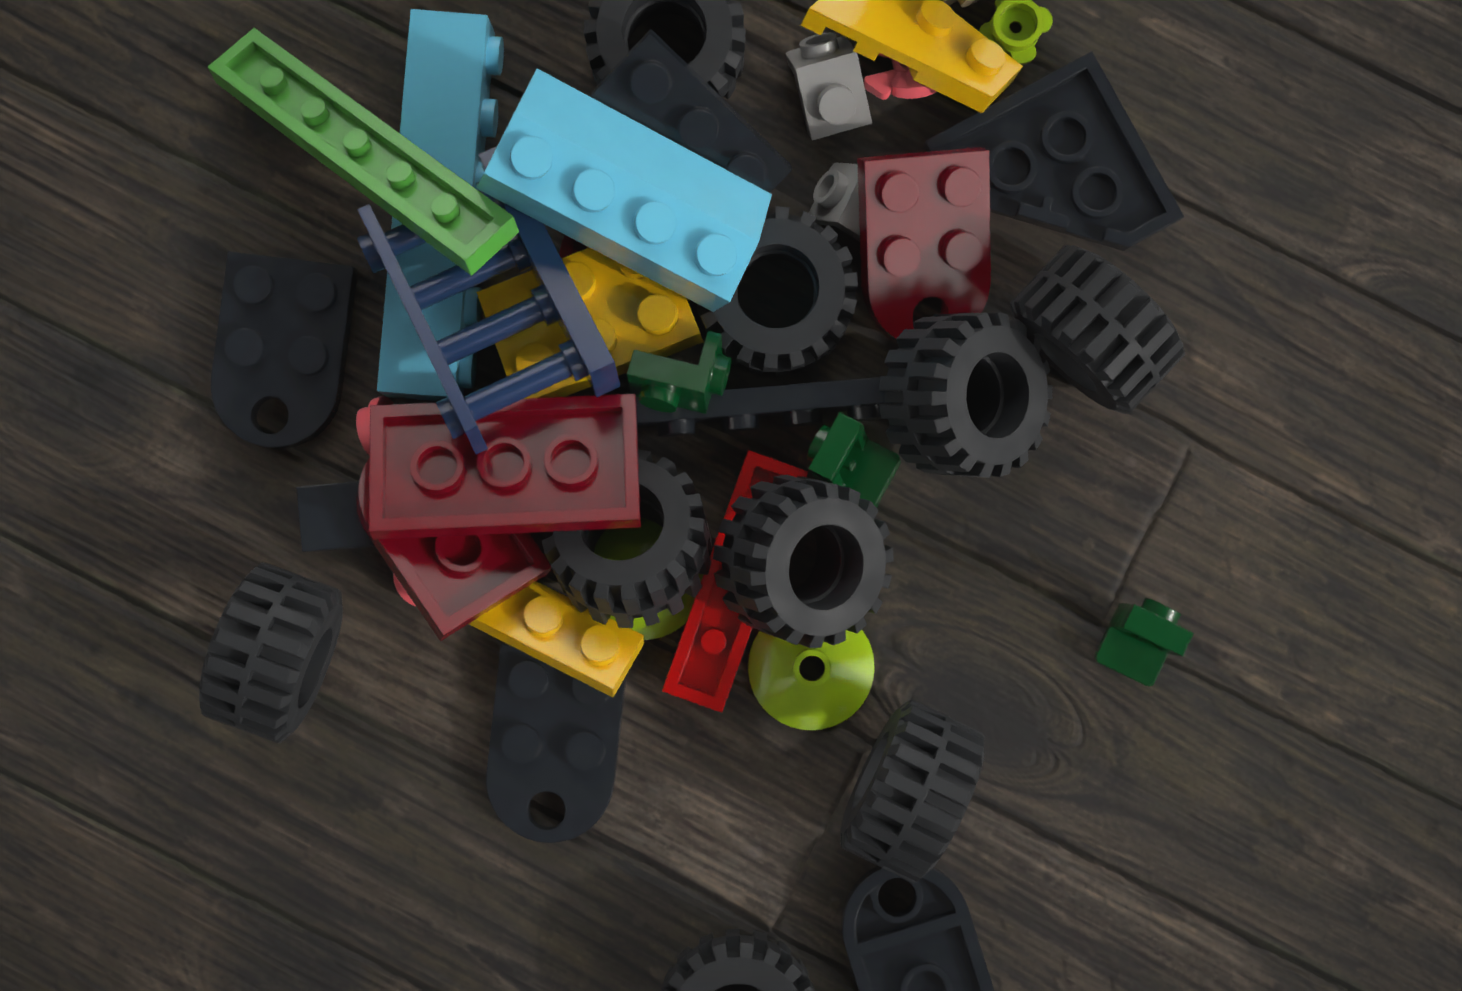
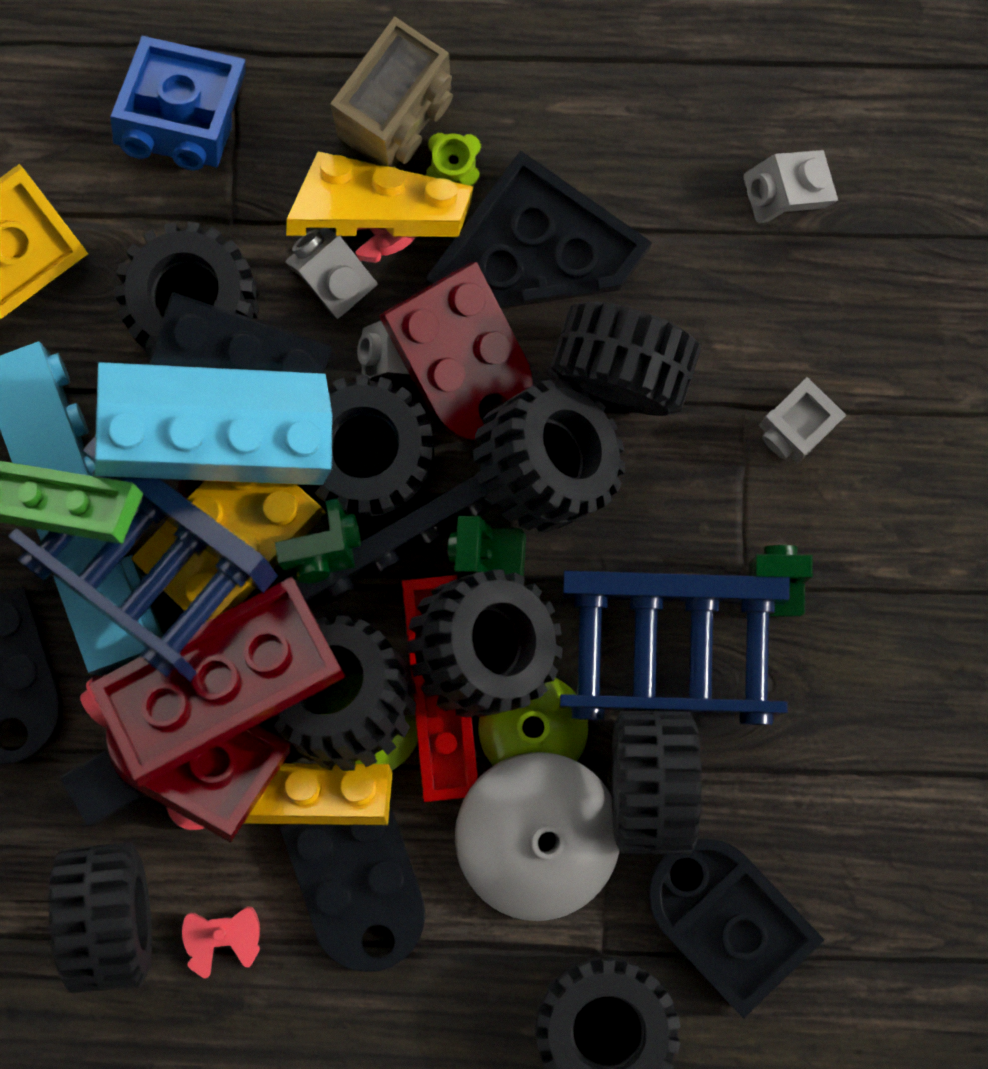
camera: 25 degrees left, 5 degrees down
(371, 716) = (202, 935): none -> coral piece
(753, 744) = (502, 827): none -> light grey dish
(1053, 621) = (702, 598): none -> dark blue fence
(1247, 483) = (800, 421): none -> light grey bracket
(1360, 224) = (790, 184): none -> light grey bracket

